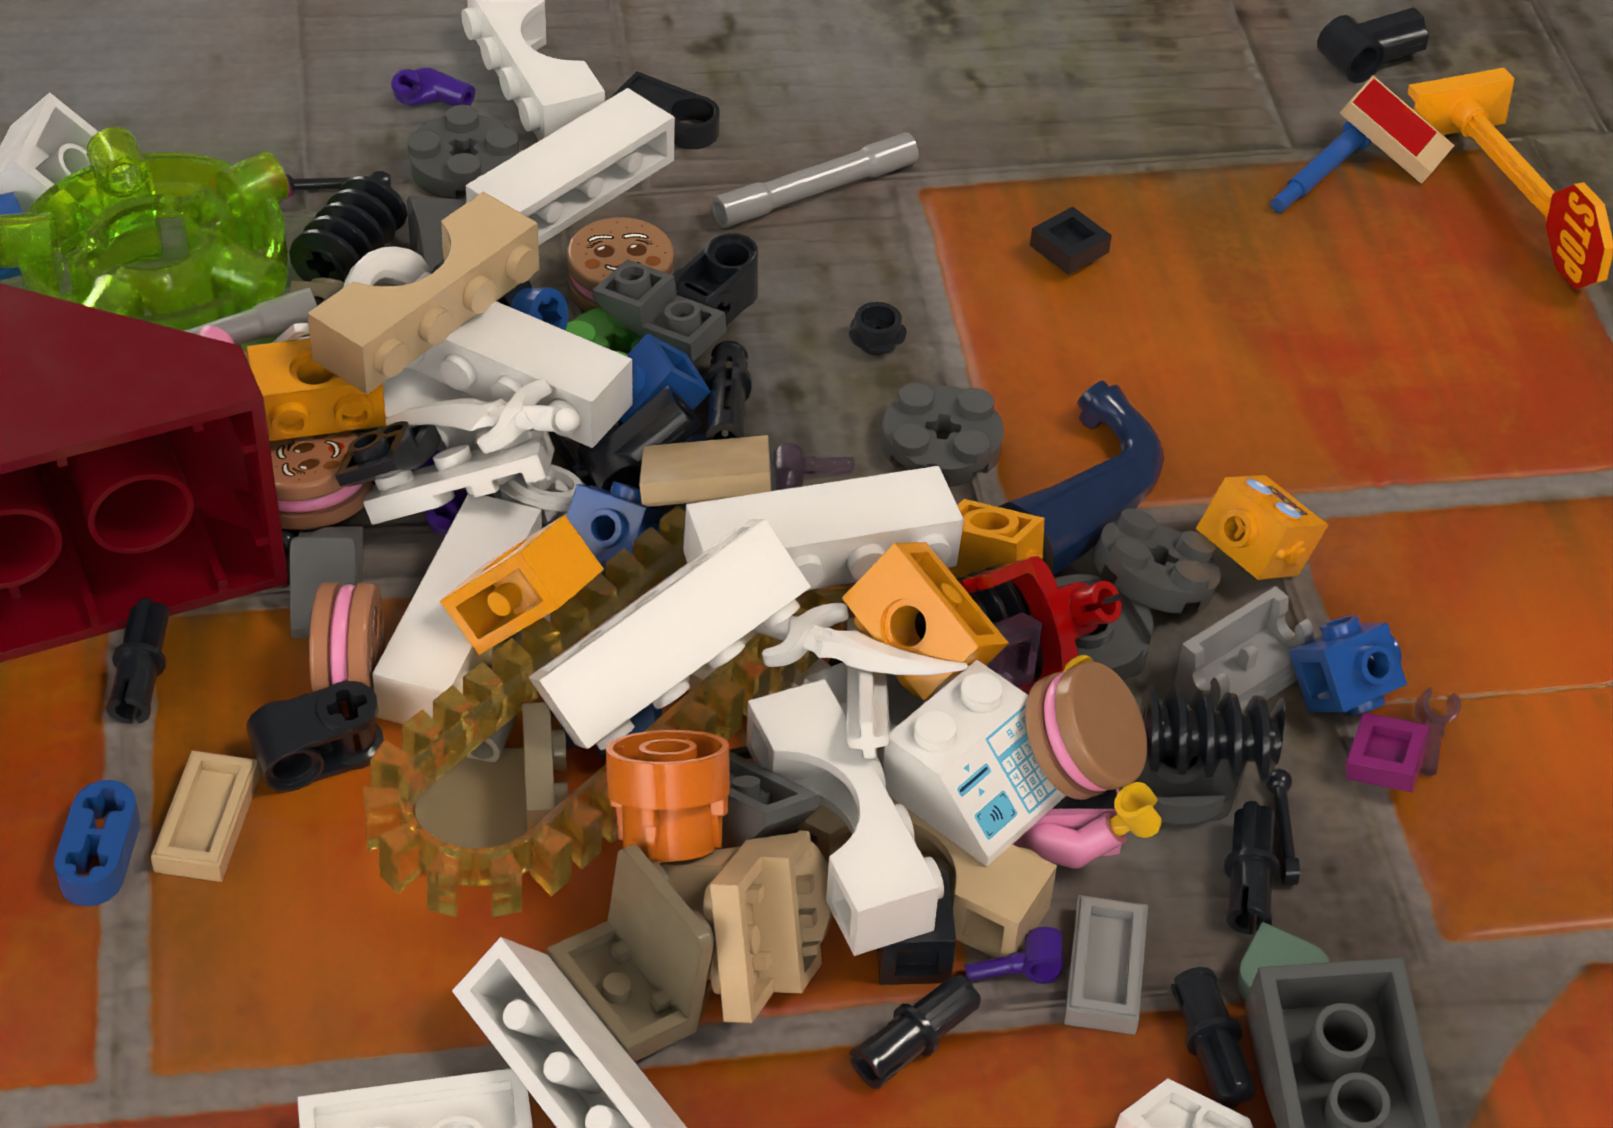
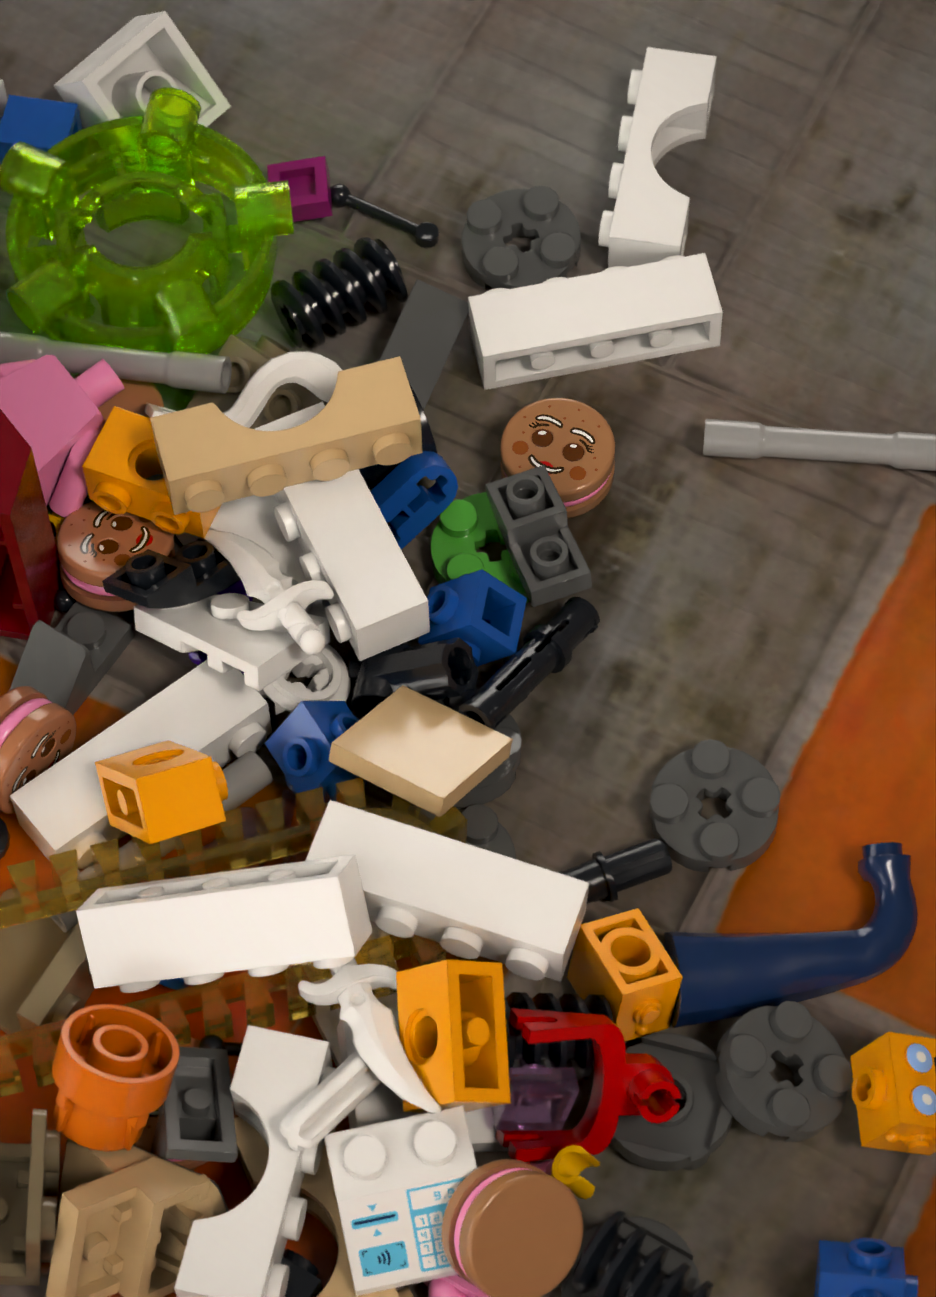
camera: 40 degrees right, 15 degrees up
(430, 86) = (547, 143): dark purple arm -> none
(681, 105) = (744, 276): black piece -> none
(722, 275) = (619, 527): black piece -> none
(792, 464) = (546, 763): hand -> none
(877, 328) = (744, 641): black plate -> none
(1243, 652) = (776, 1220): light grey hinge -> none

